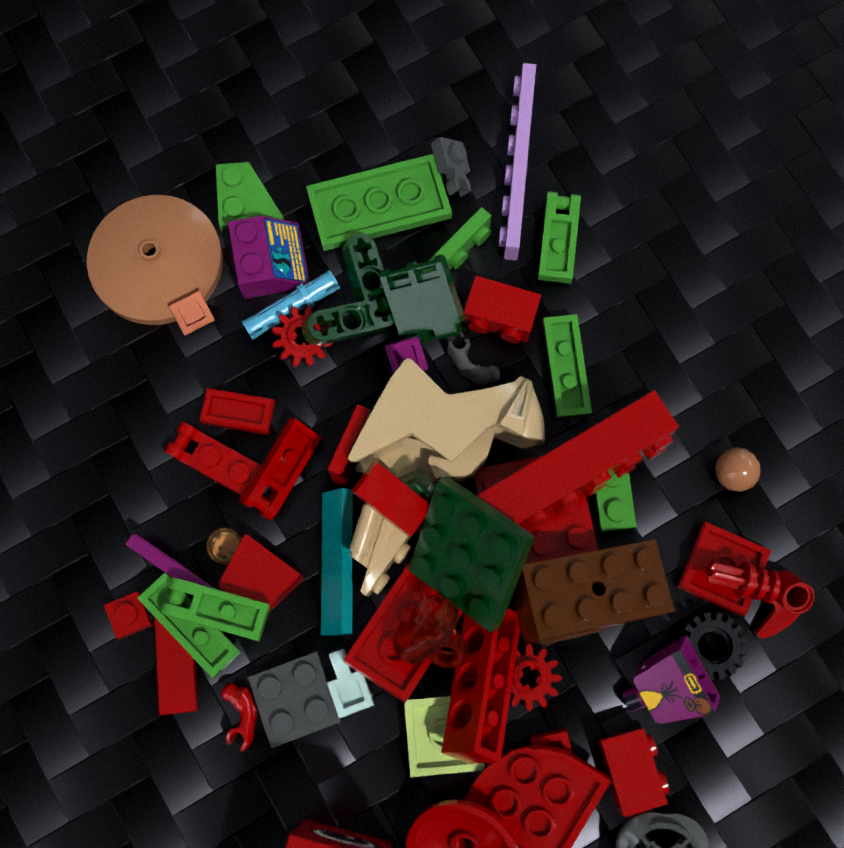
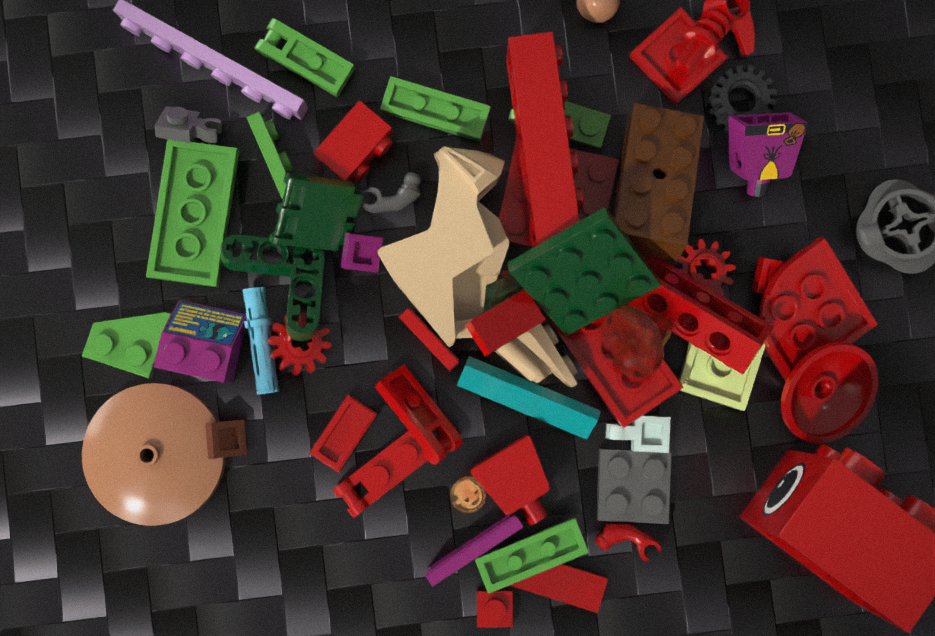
camera: 70 degrees left, 10 degrees up
(217, 609) = (531, 525): bright green plate -> none
(633, 771) = (814, 216): red brick -> none

